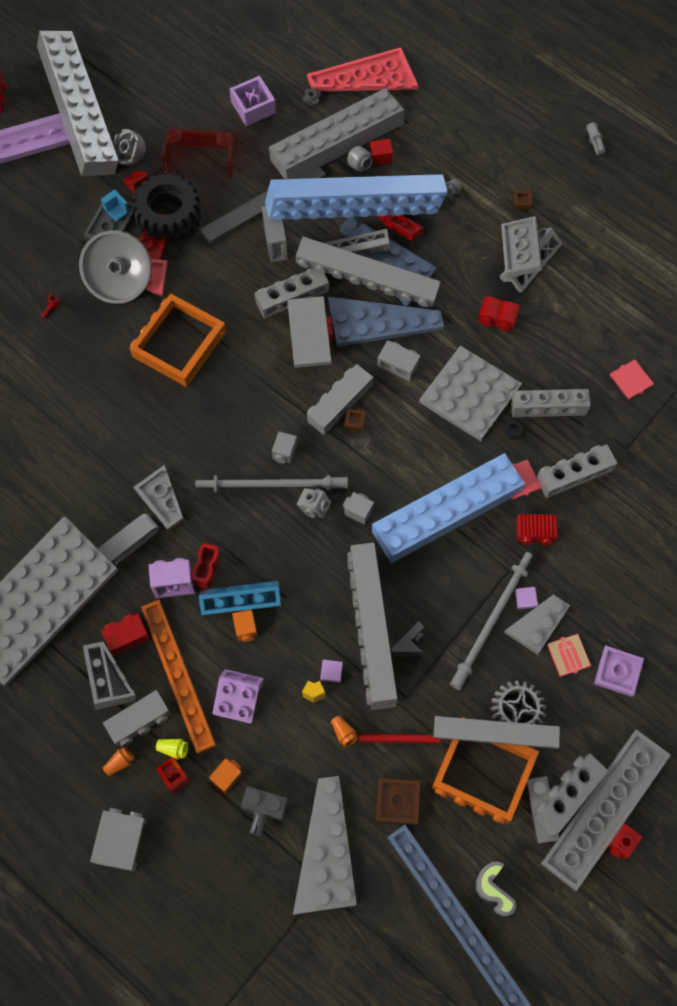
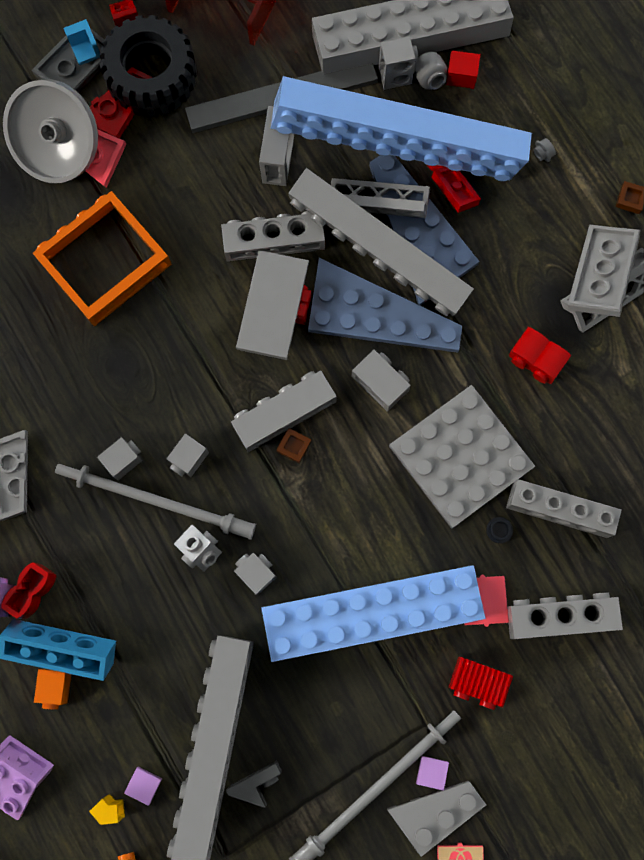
camera: 20 degrees right, 10 degrees up
(238, 463) = (120, 458): none -> light grey brick
(336, 158) = (397, 62): none -> light grey brick

